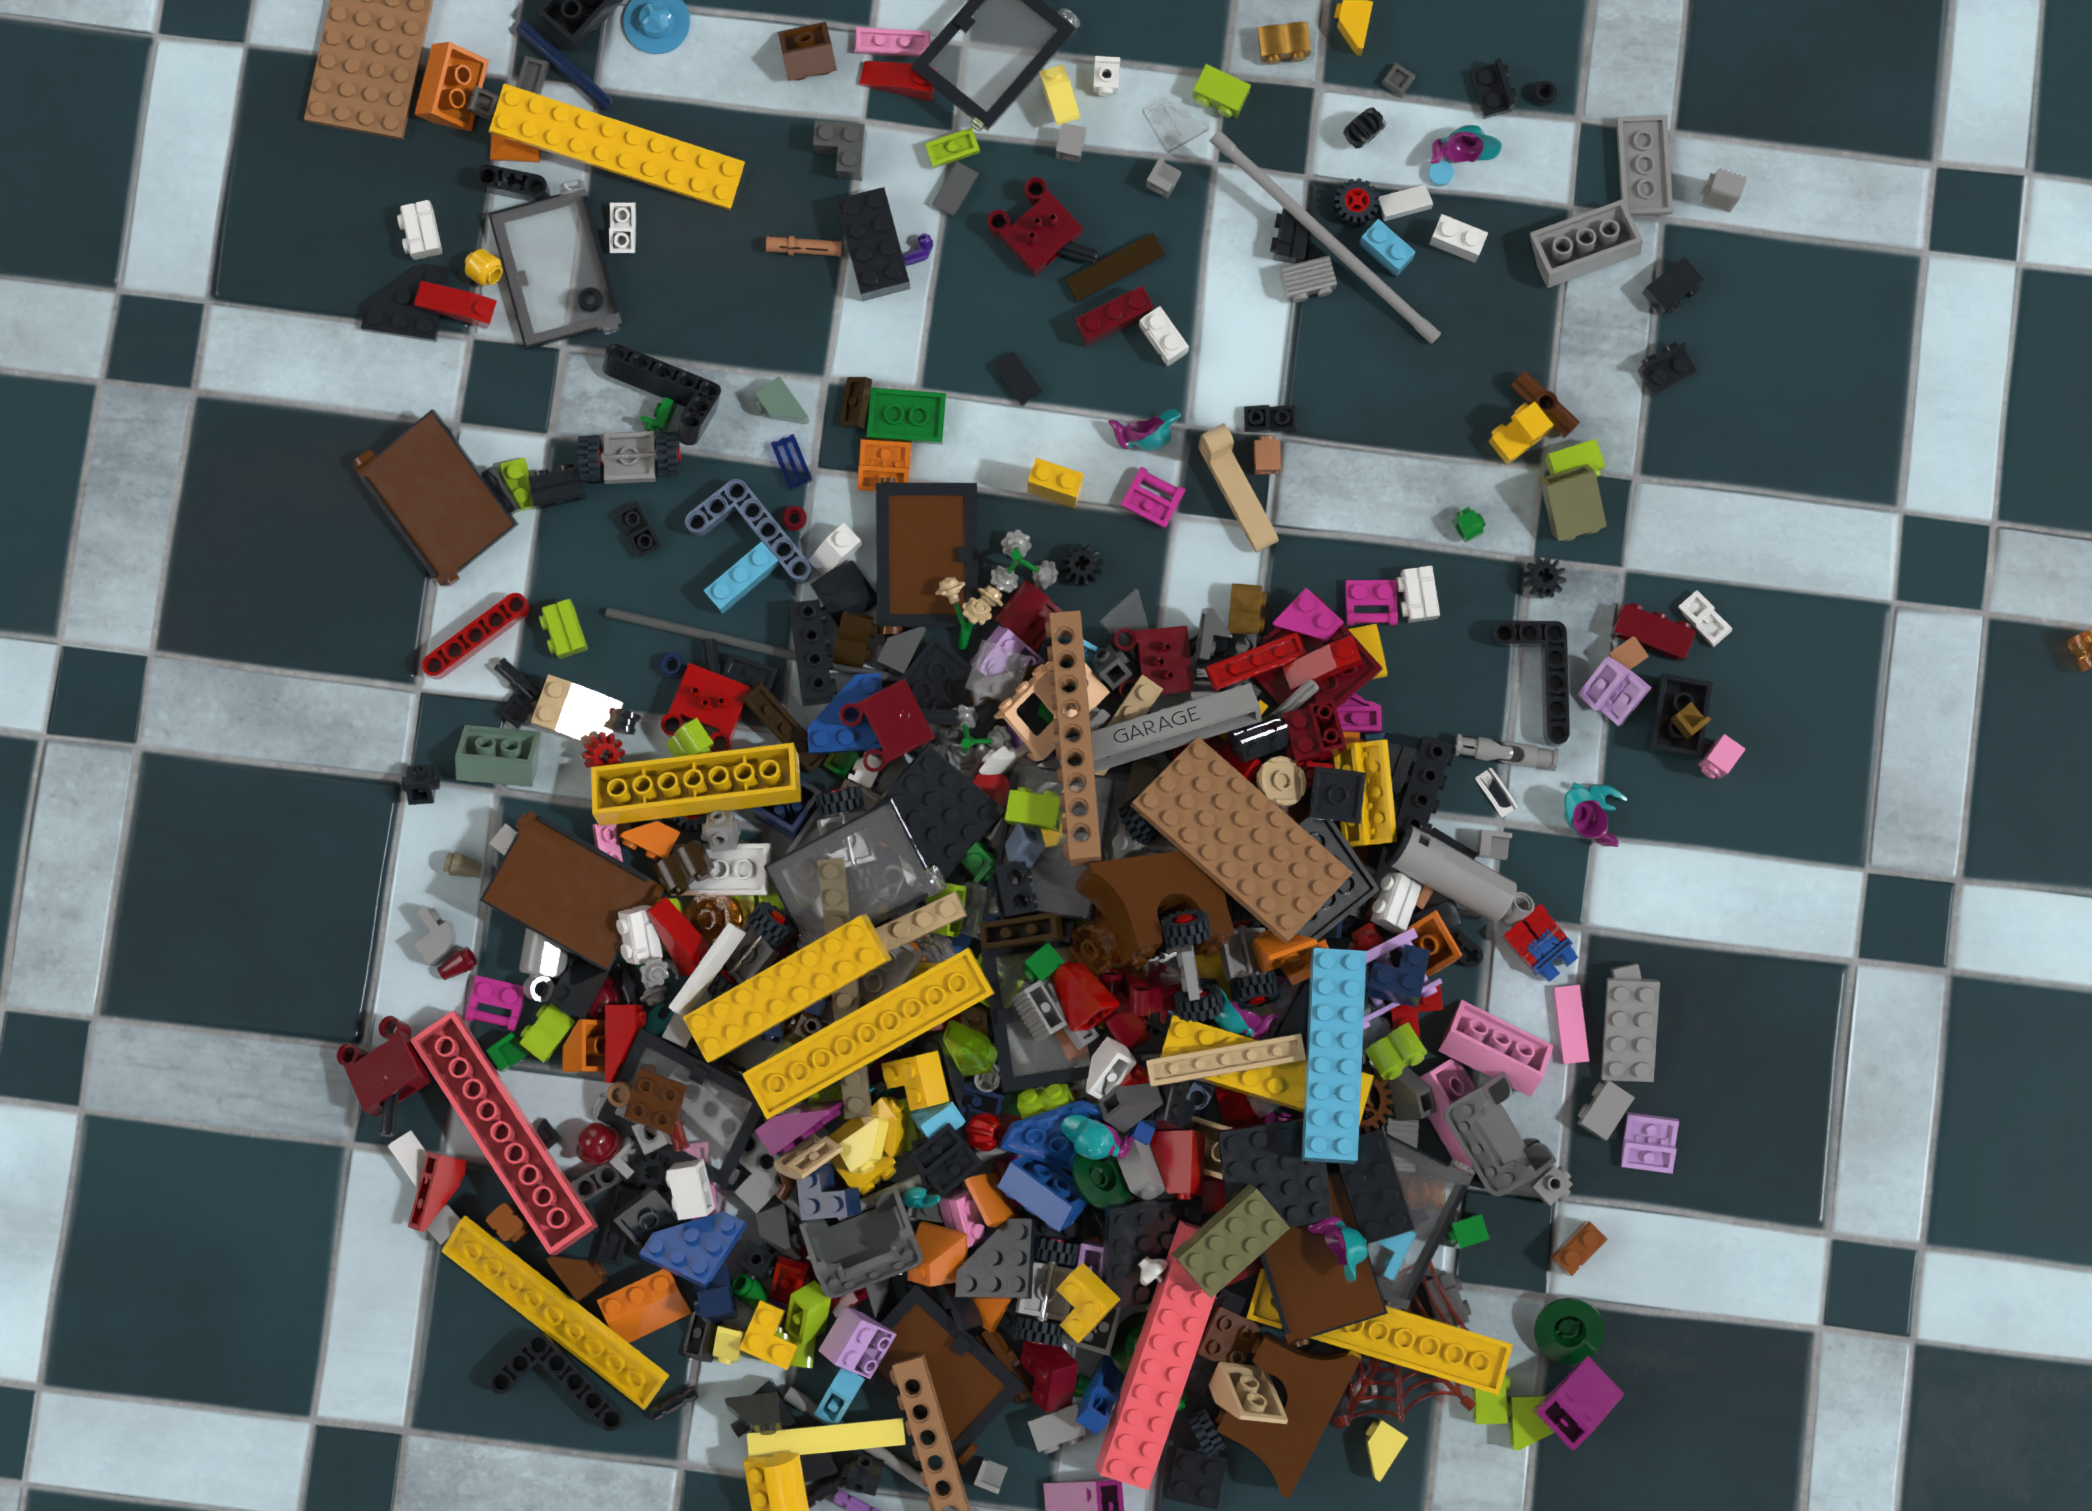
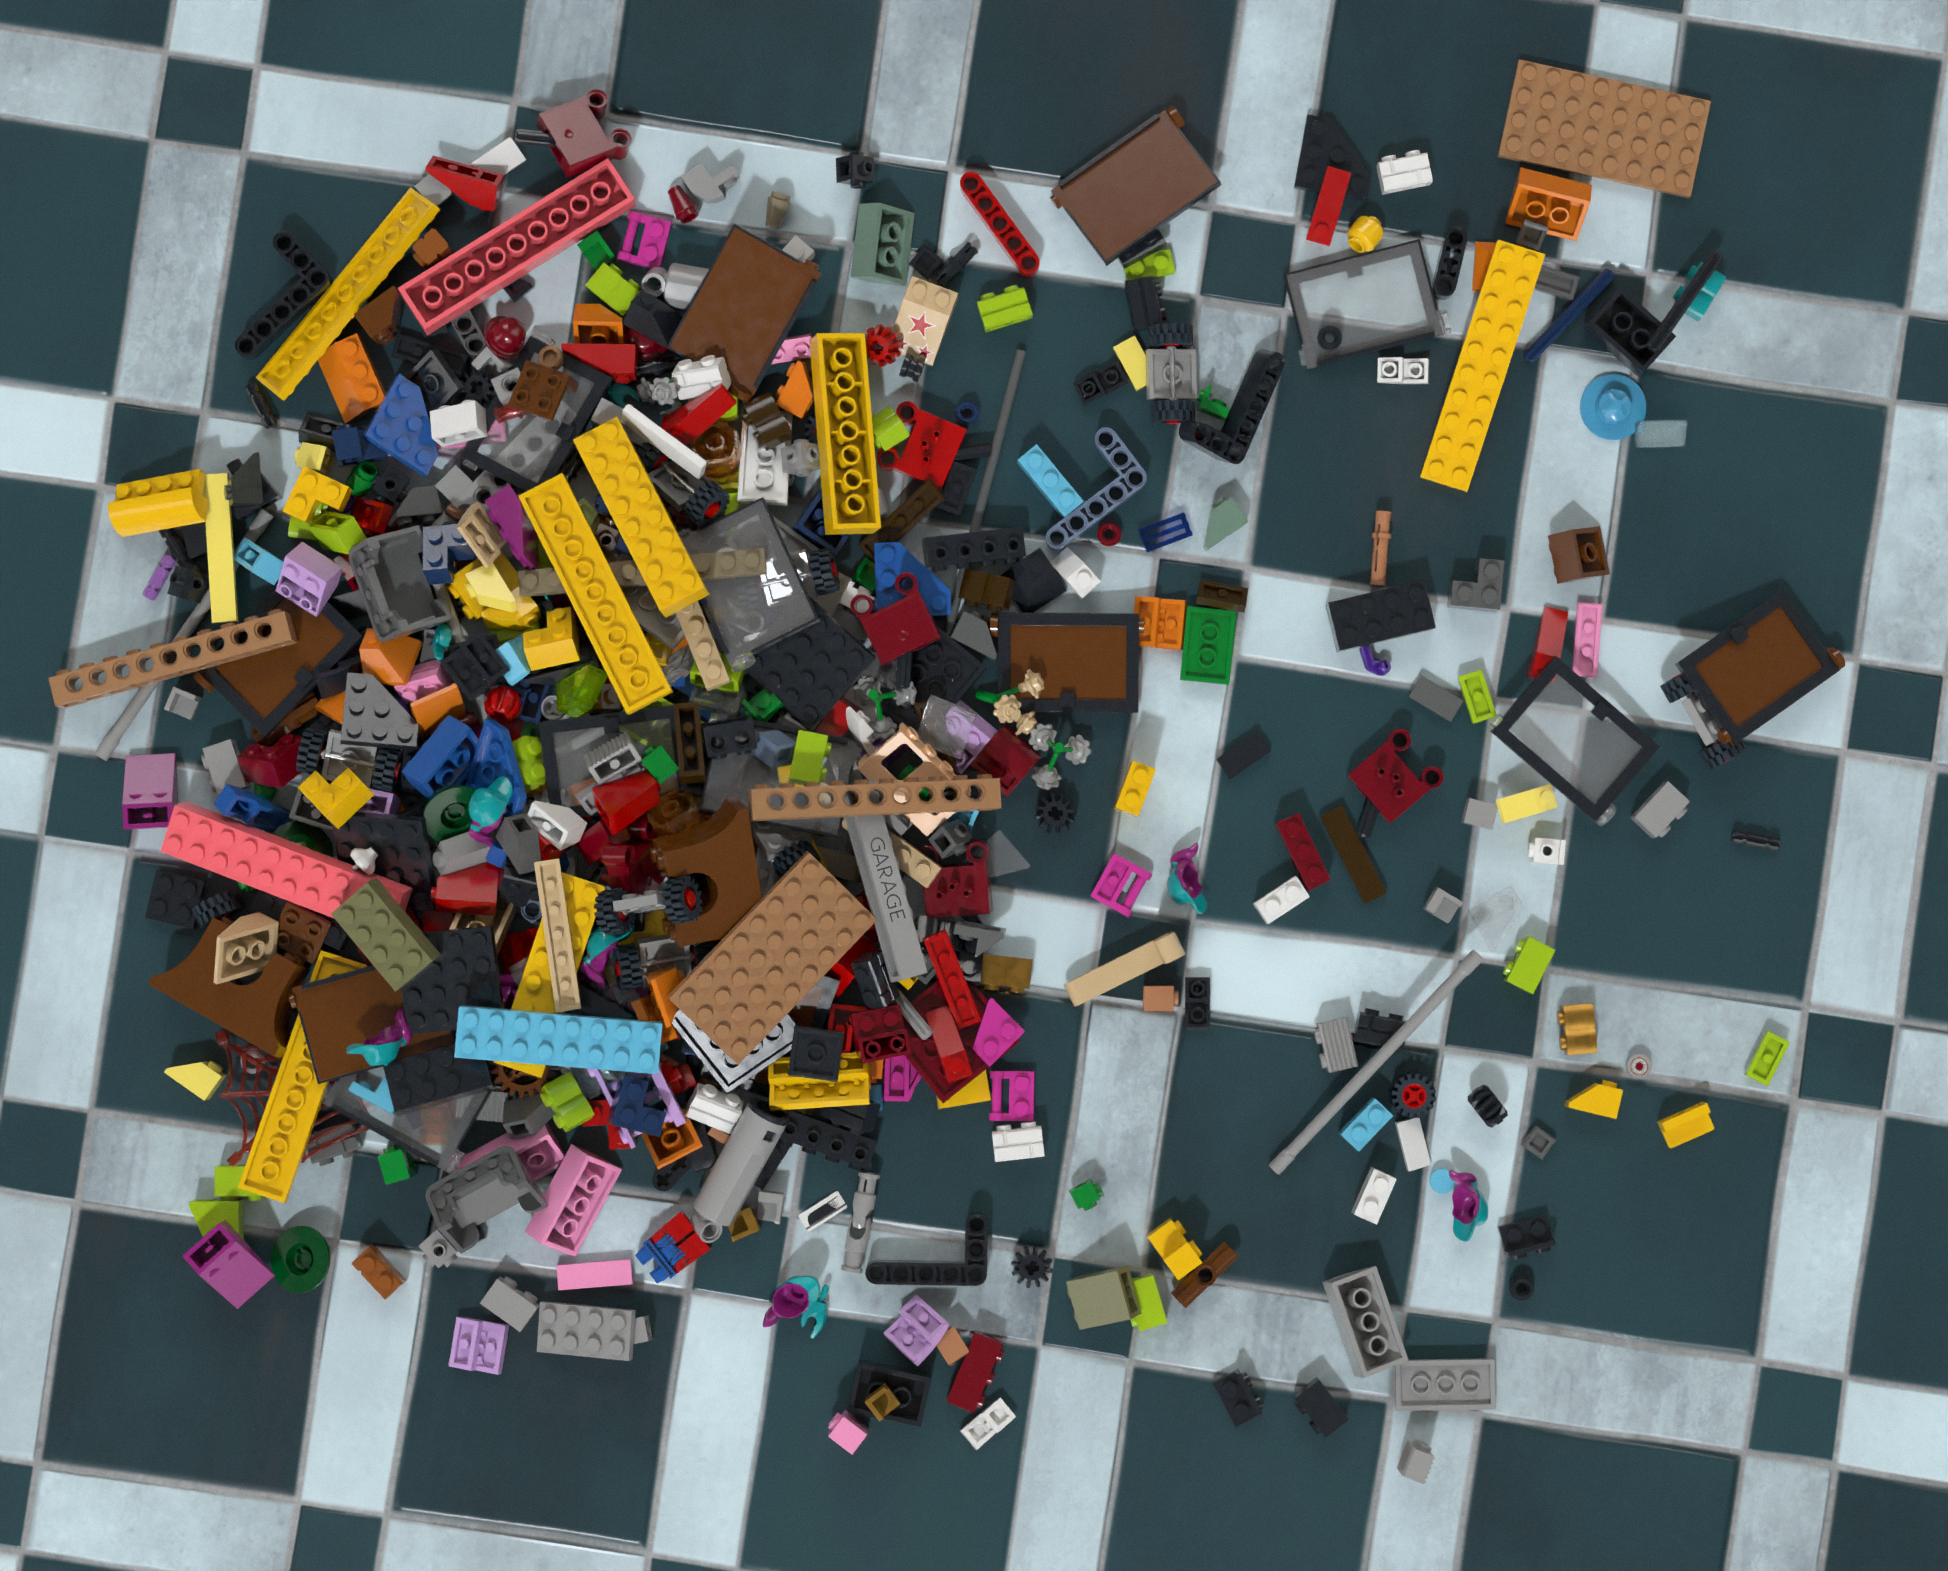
camera: 95 degrees right, 5 degrees up
(617, 497) = (1133, 361): none -> light yellow tile
(1281, 781) = (831, 1000): tan tile -> none
(1514, 869) = (744, 1224): none -> pearl gold panel

